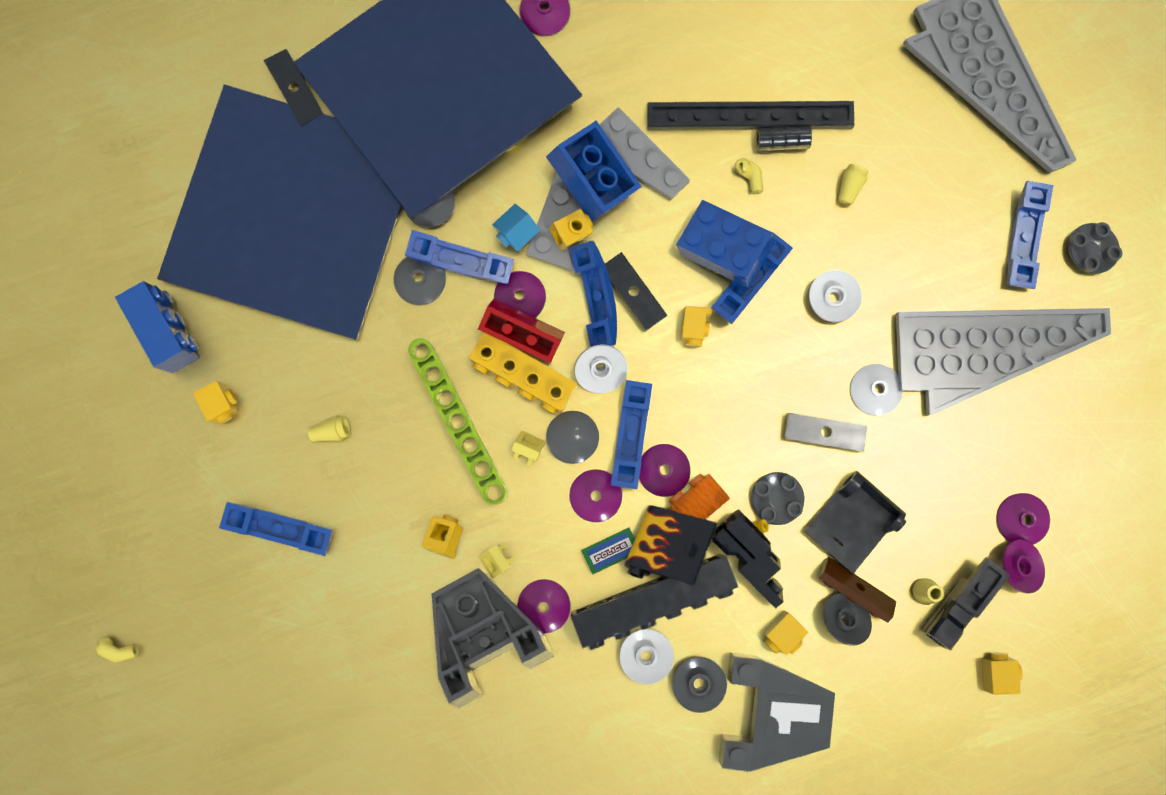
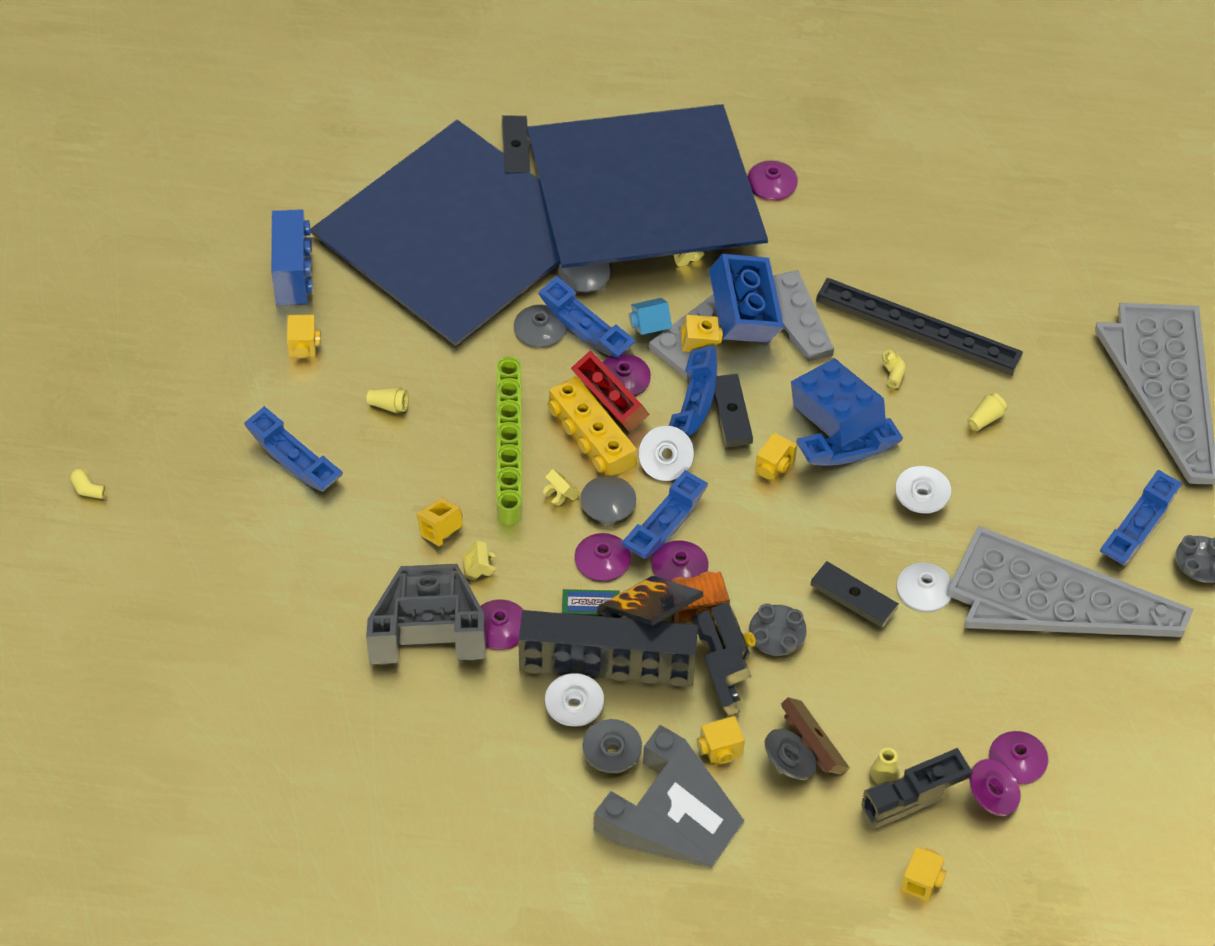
camera: 25 degrees right, 30 degrees down
(783, 137) = (940, 351): black axle -> none
(857, 519) = (845, 680): black door -> none

